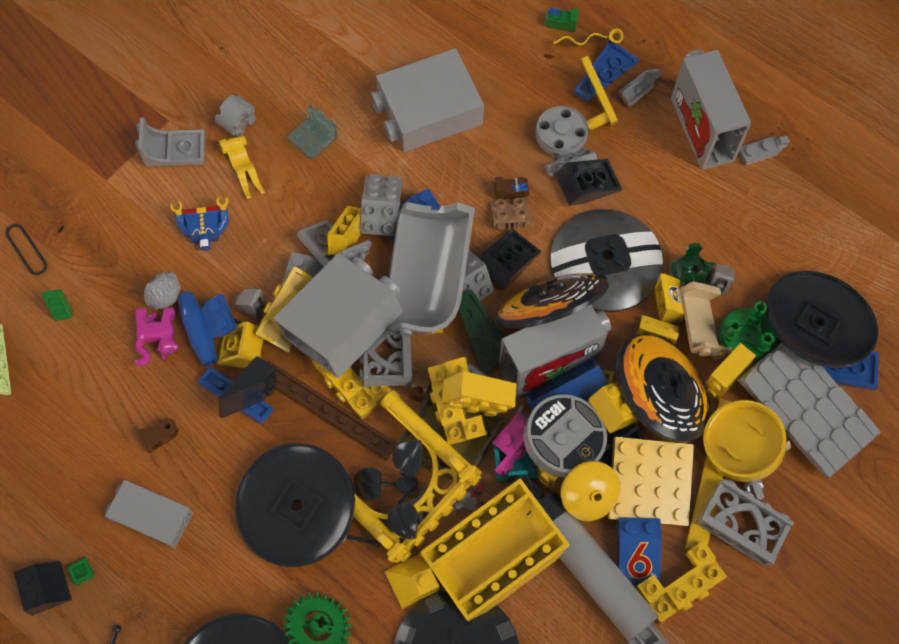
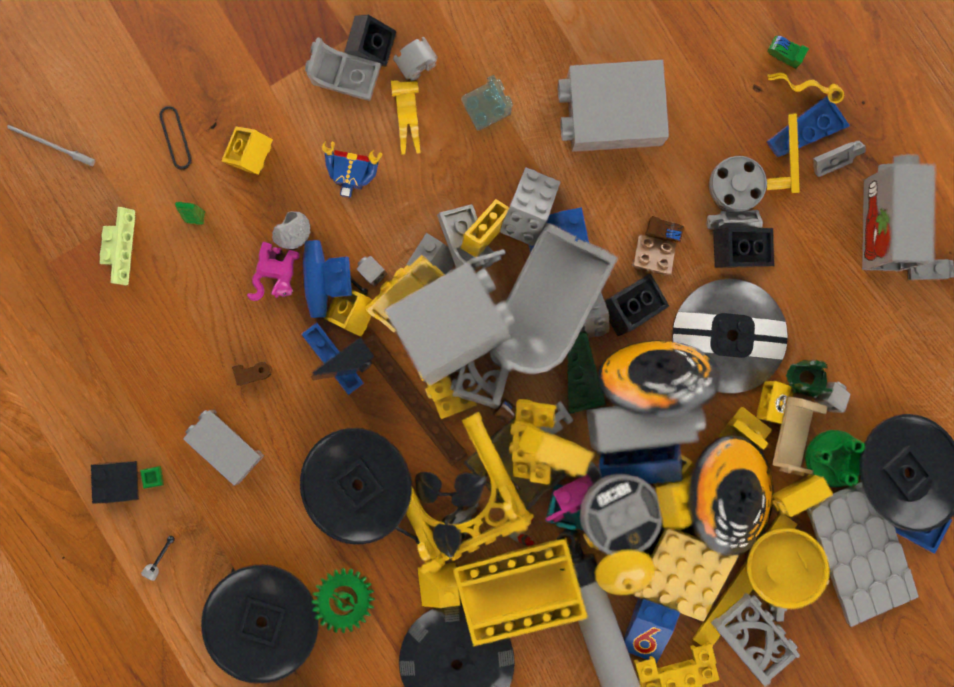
camera: 25 degrees right, 20 degrees up
(99, 236) = (247, 150): none -> yellow slope
(189, 112) = (370, 39): none -> black slope

